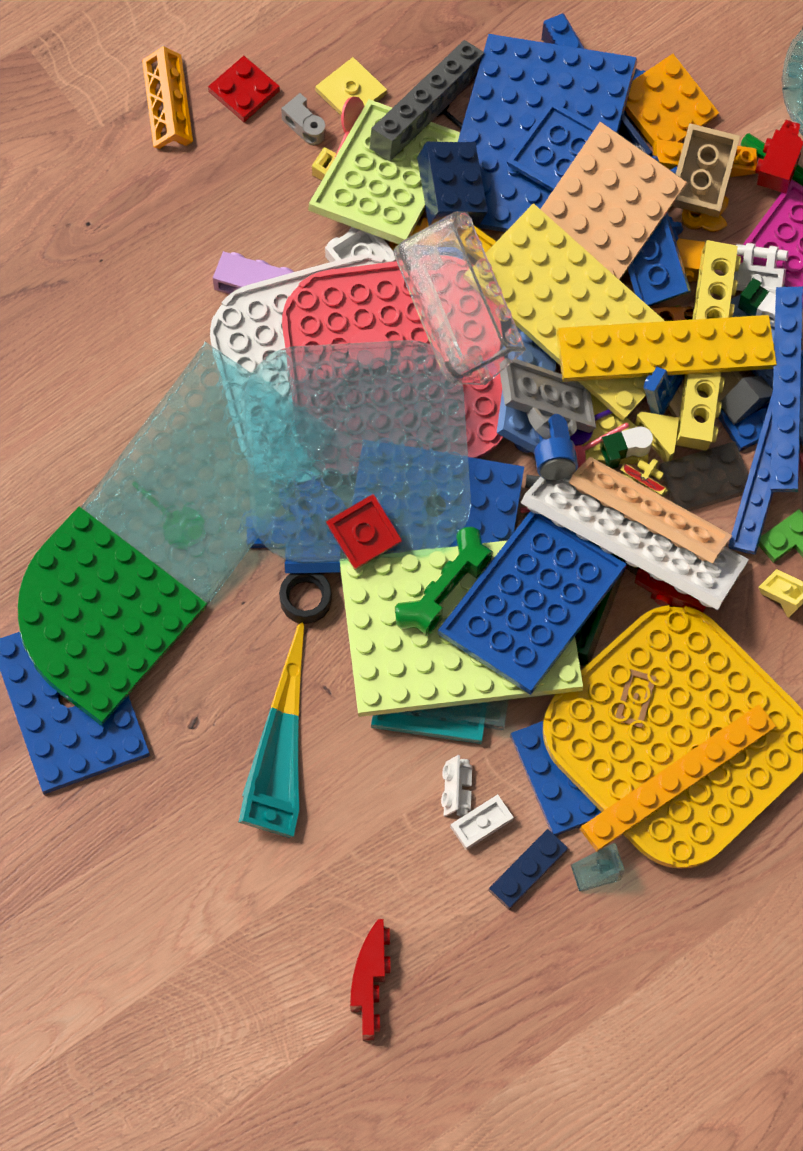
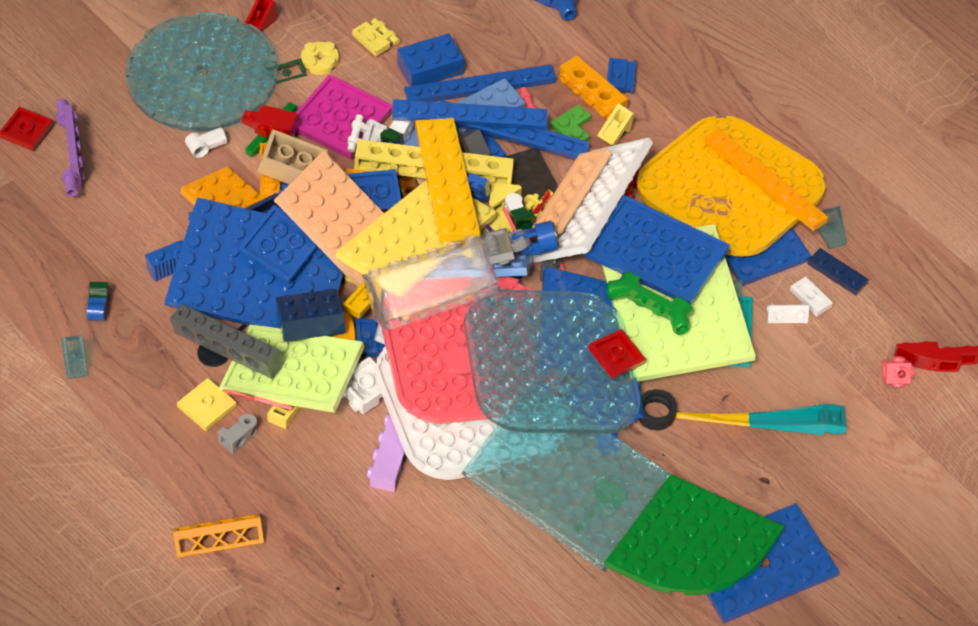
camera: 95 degrees left, 15 degrees down
(243, 88) = (205, 480): red plate -> none
(342, 915) = (897, 371): none -> coral brick
(757, 83) = (200, 144): none -> white piece

